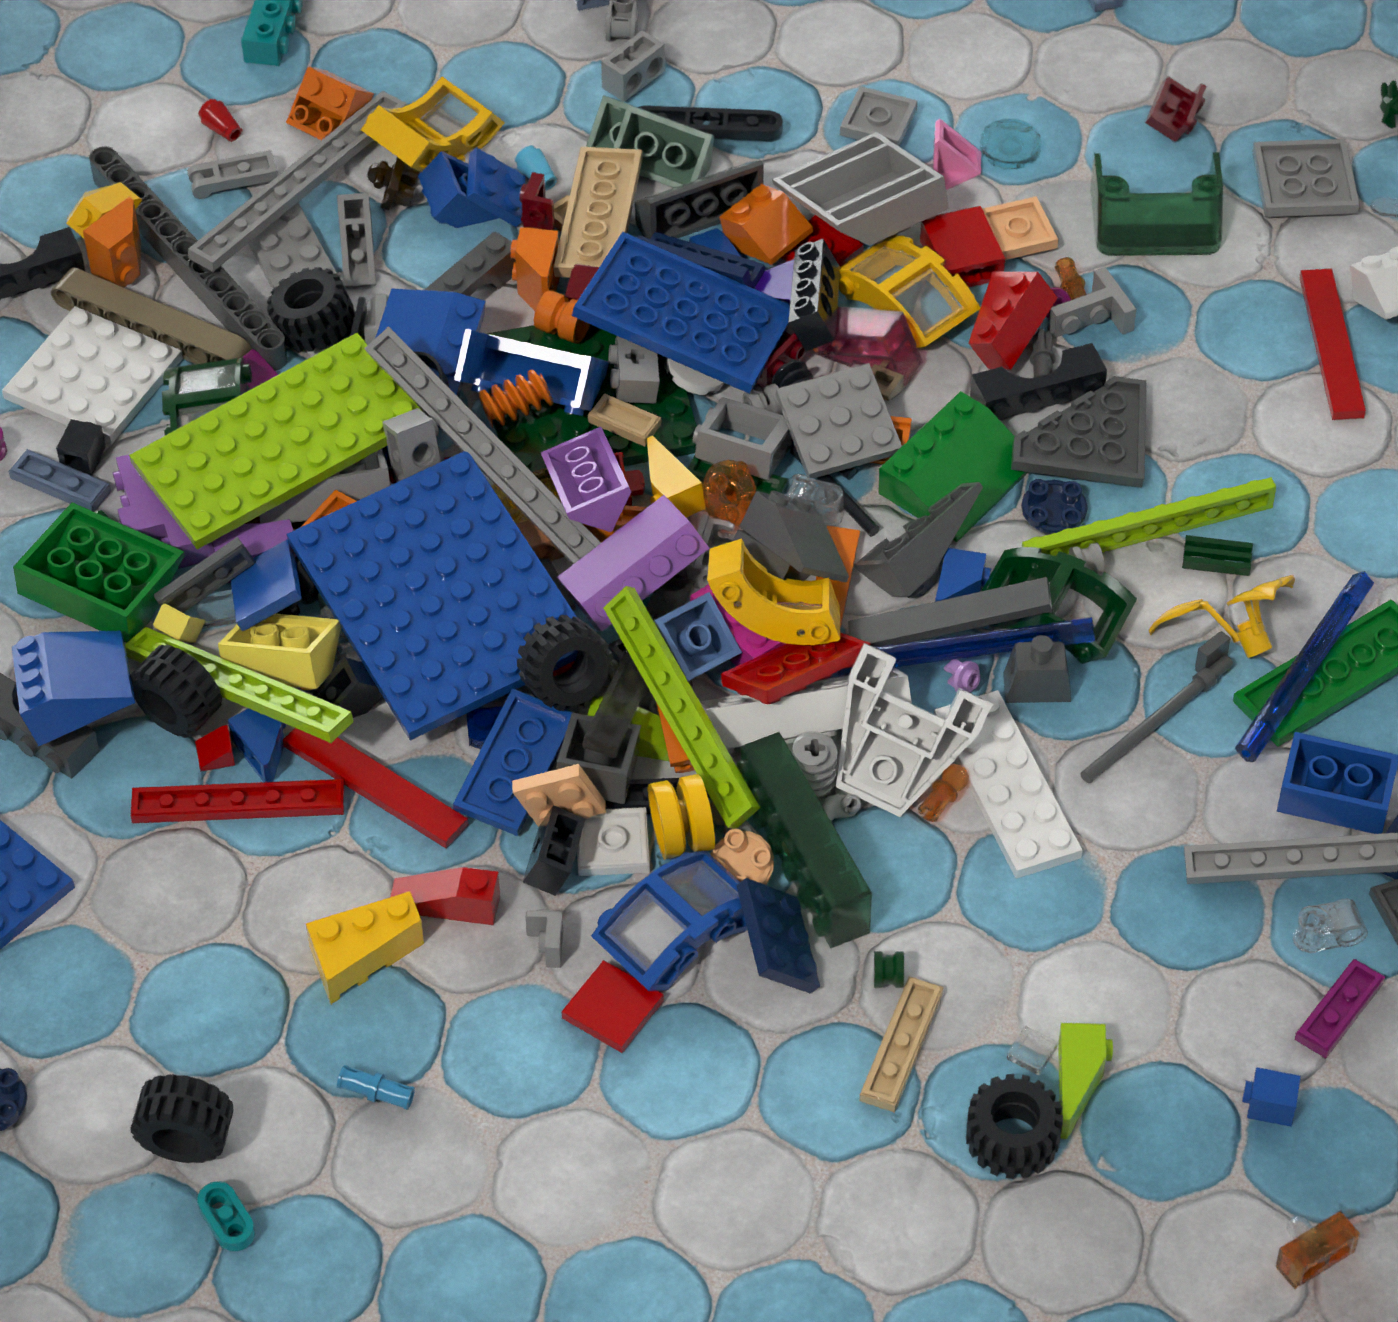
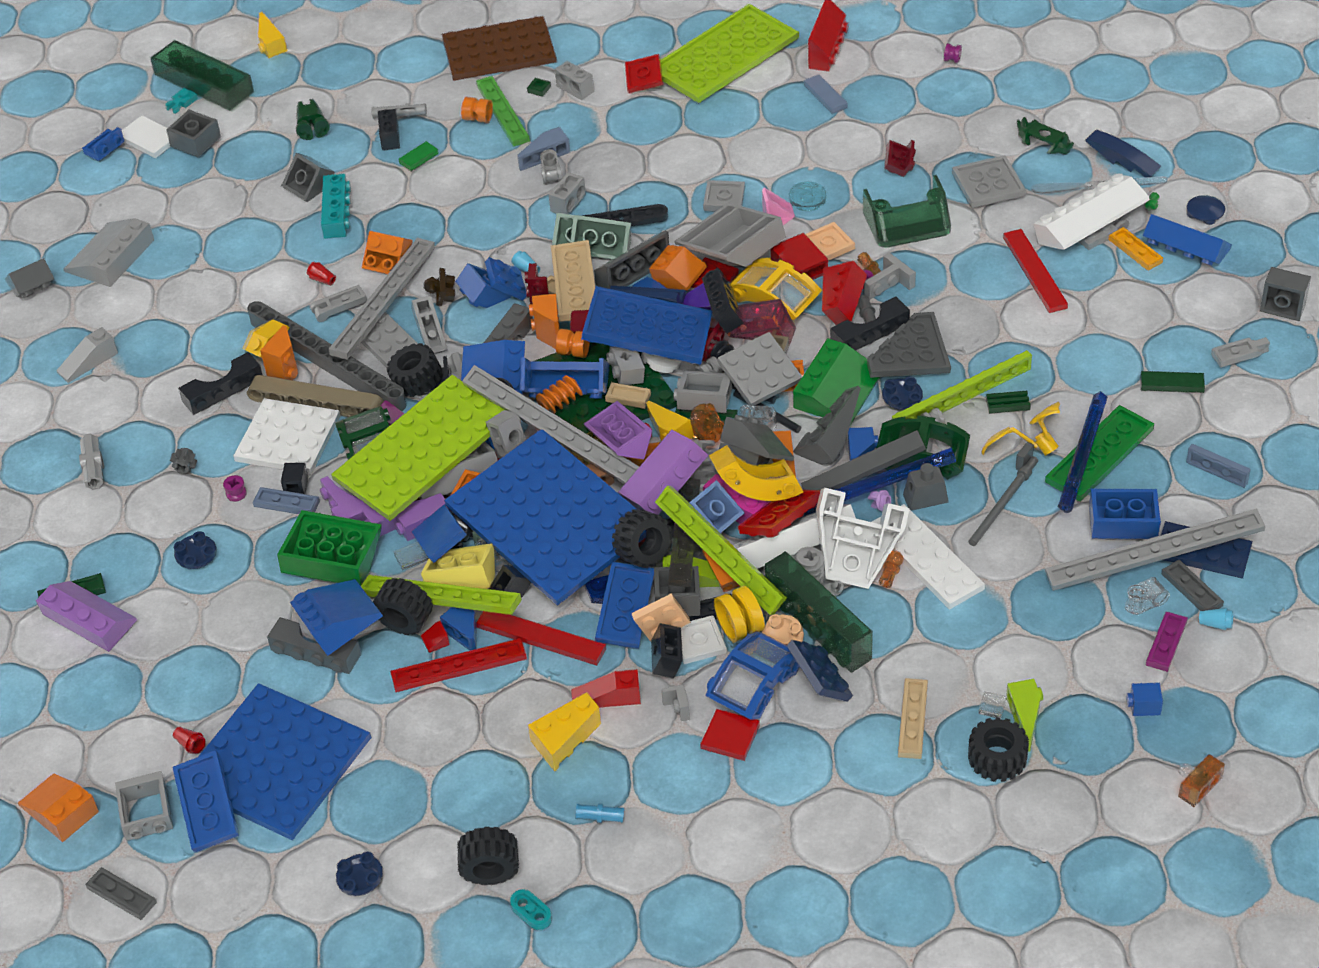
camera: 10 degrees left, 5 degrees down
(178, 624) = (389, 568): light yellow slope -> none
(206, 576) = (398, 537): dark grey tile -> none
(436, 122) = (456, 249): yellow window -> none
(888, 969) = (892, 676): dark green wheel -> none

